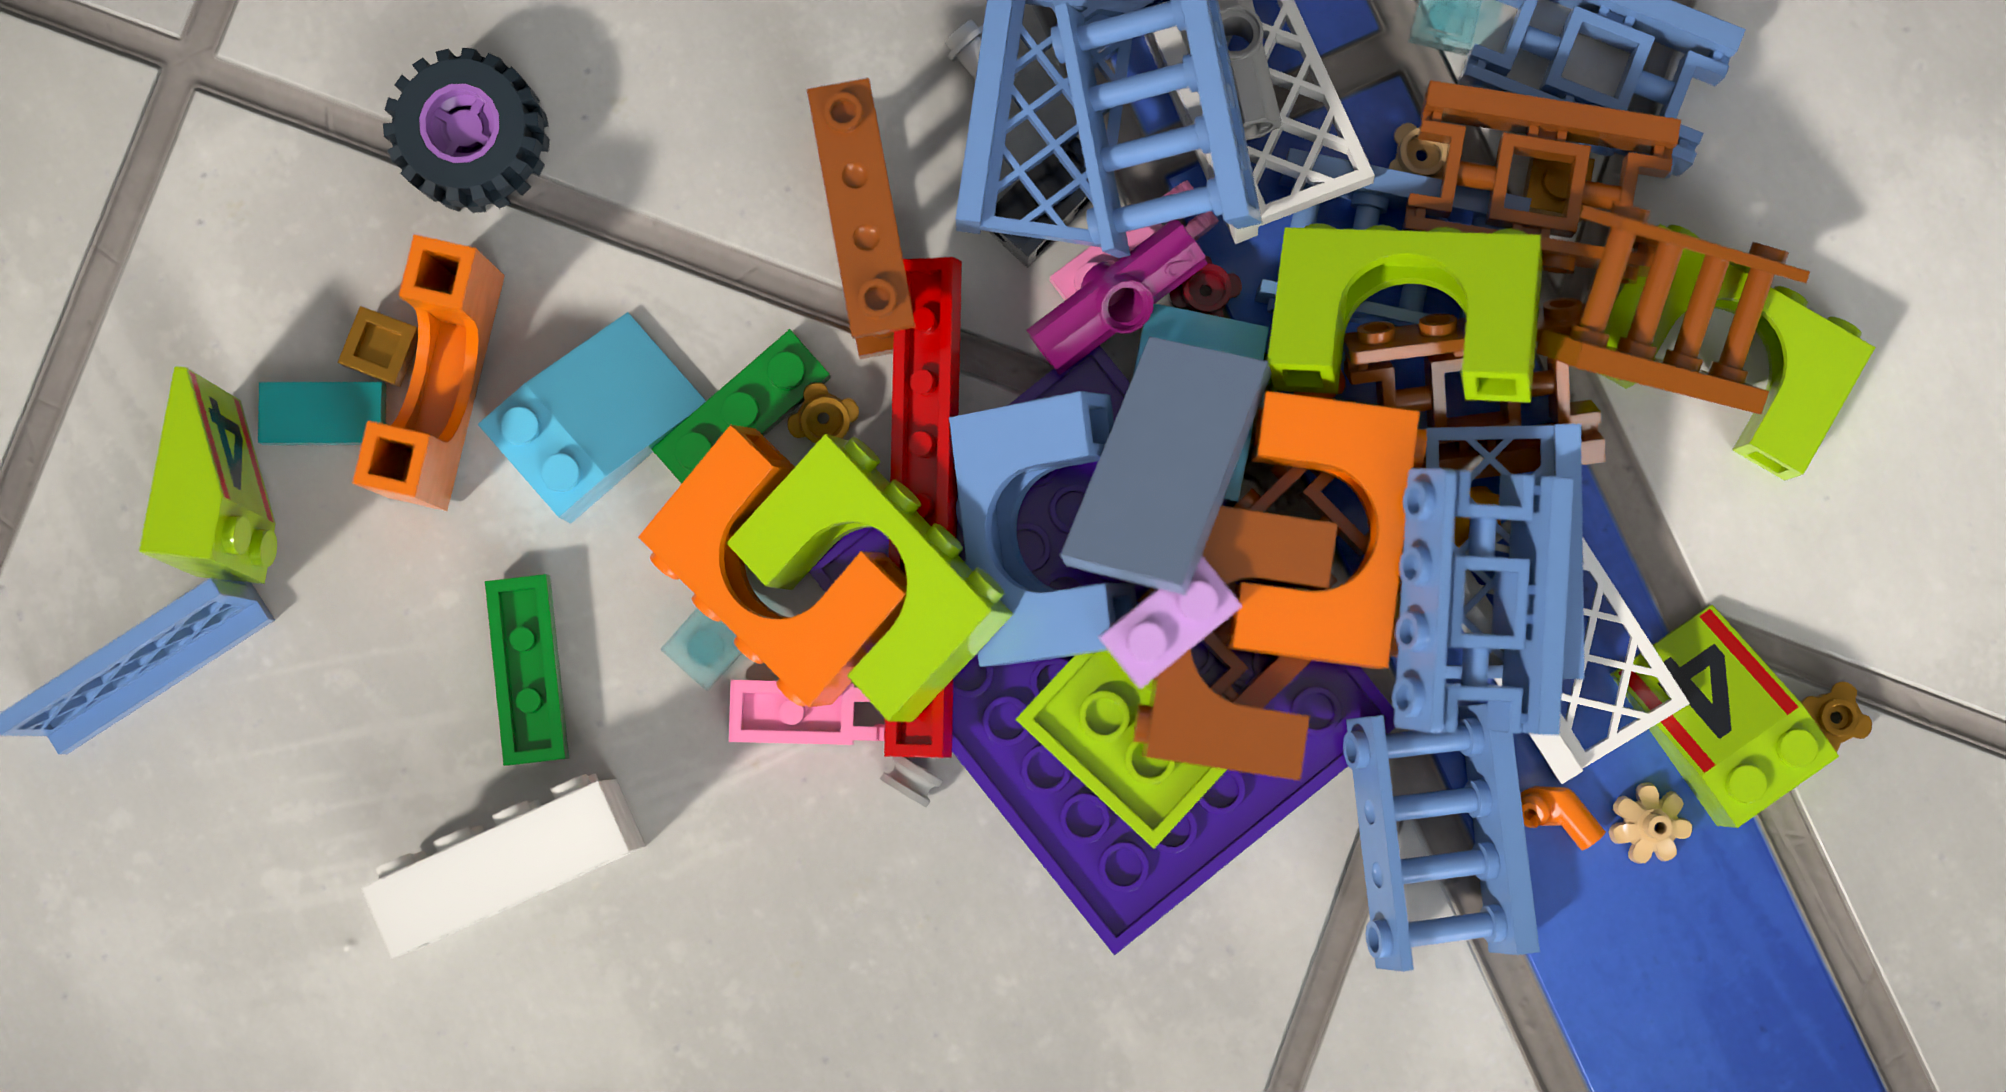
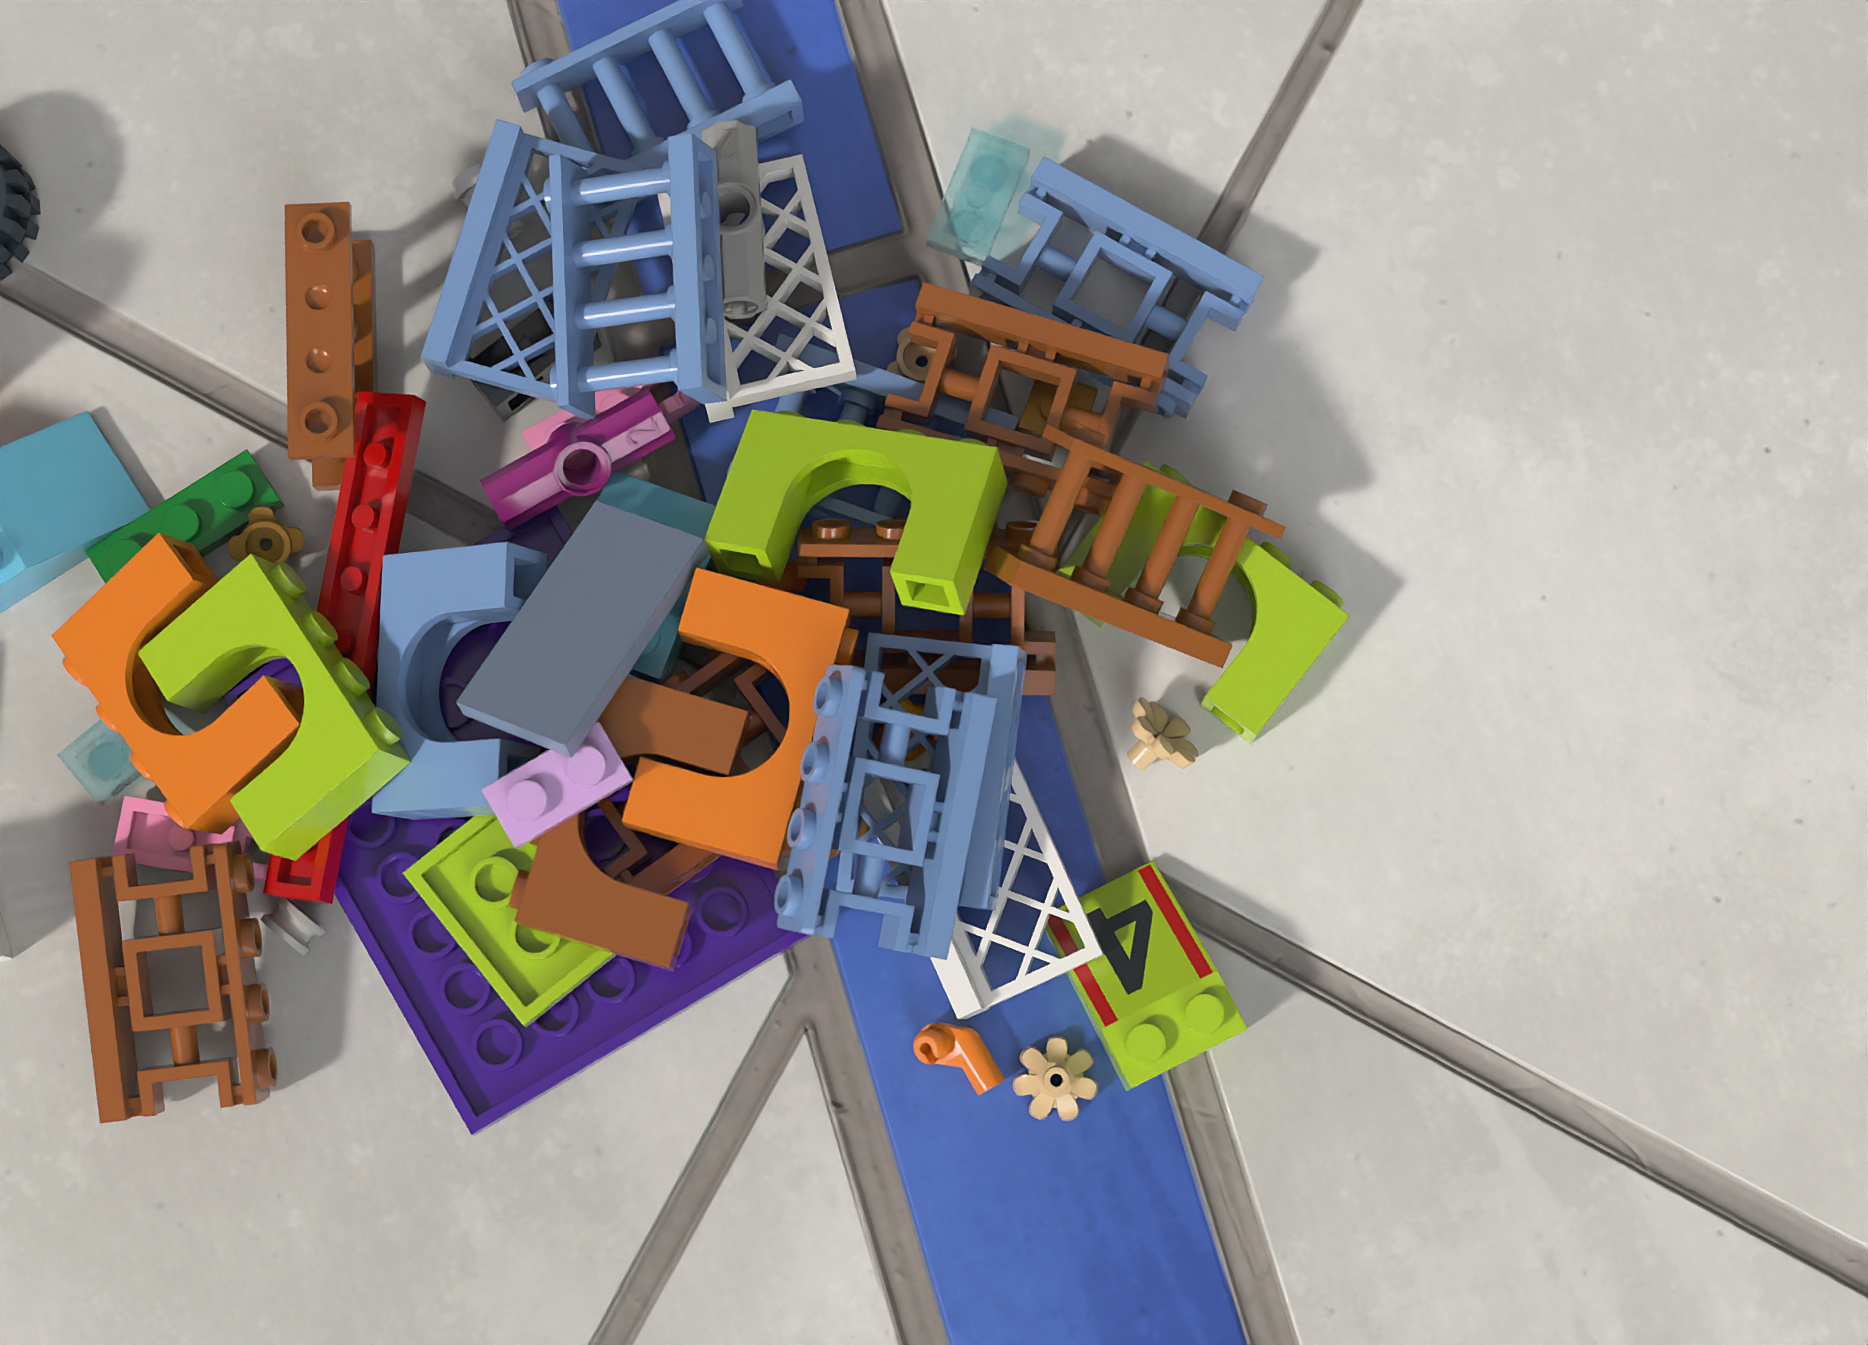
camera: 10 degrees right, 5 degrees down
(764, 861) = (120, 989): none -> dark orange fence
(1222, 286) = (680, 450): dark red plate -> none
(1499, 832) = (882, 1090): medium blue fence -> none
(1704, 488) = (1159, 737): none -> tan plant
(1842, 700) = (1272, 978): pearl gold plate -> none

